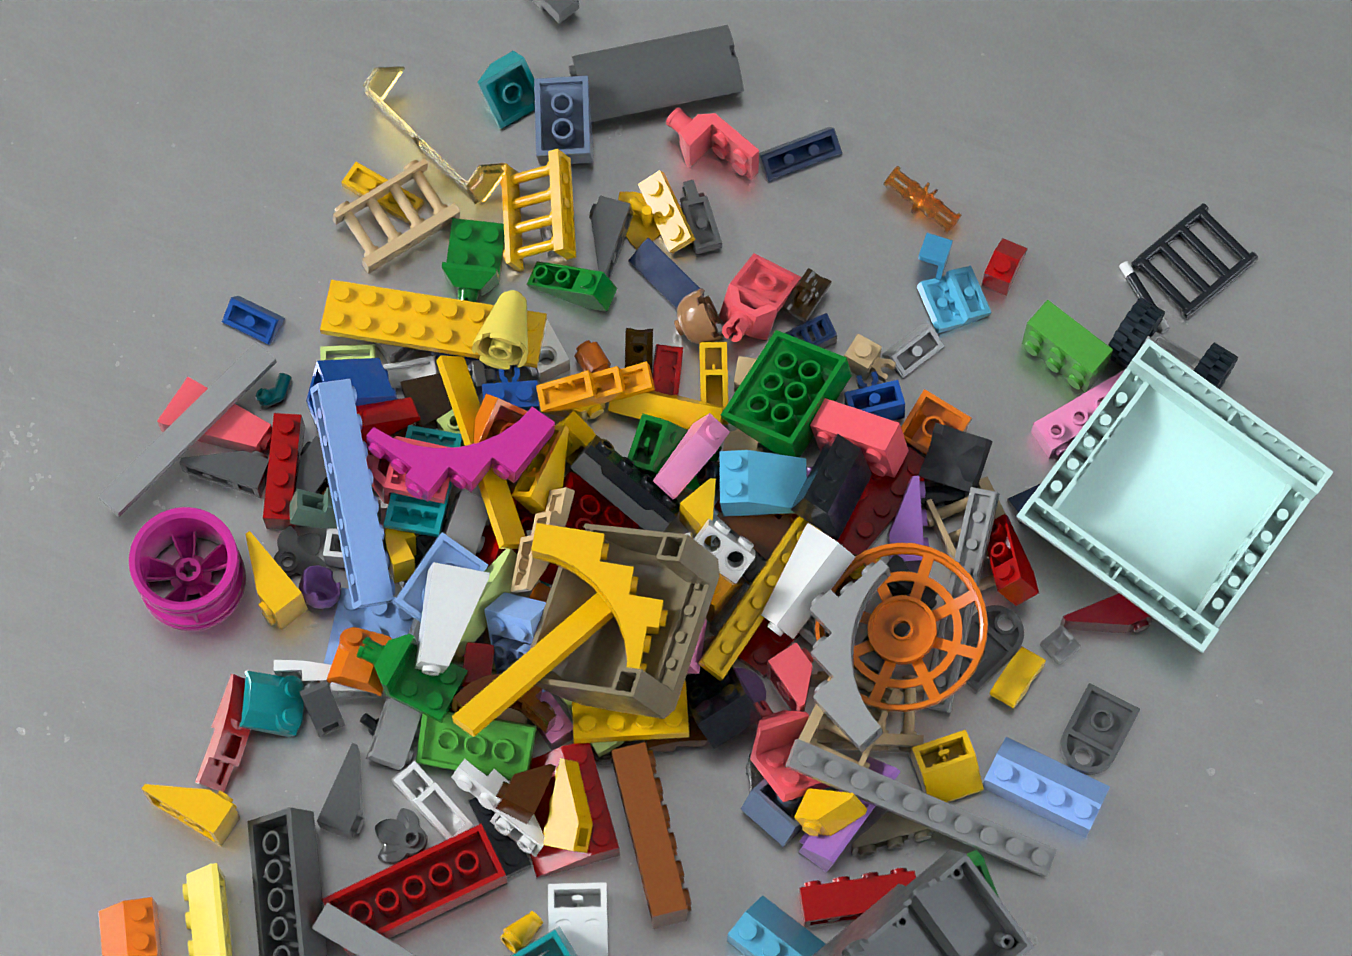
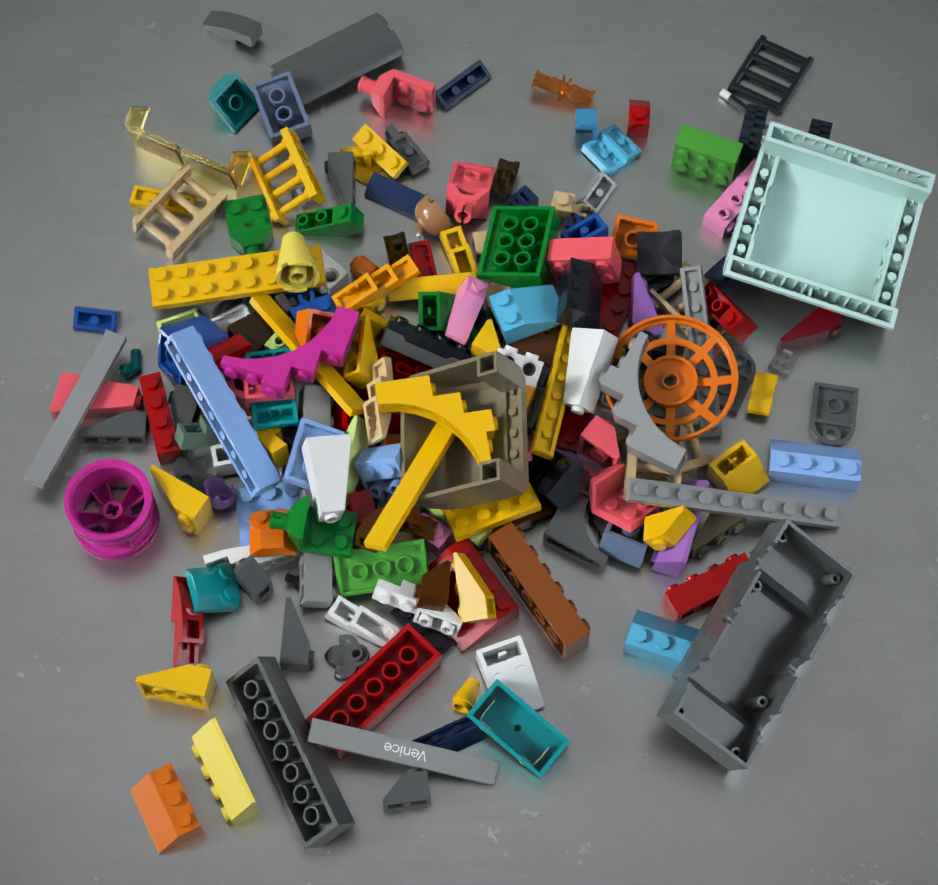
camera: 20 degrees left, 5 degrees down
(715, 774) = (569, 534): none -> dark grey arch

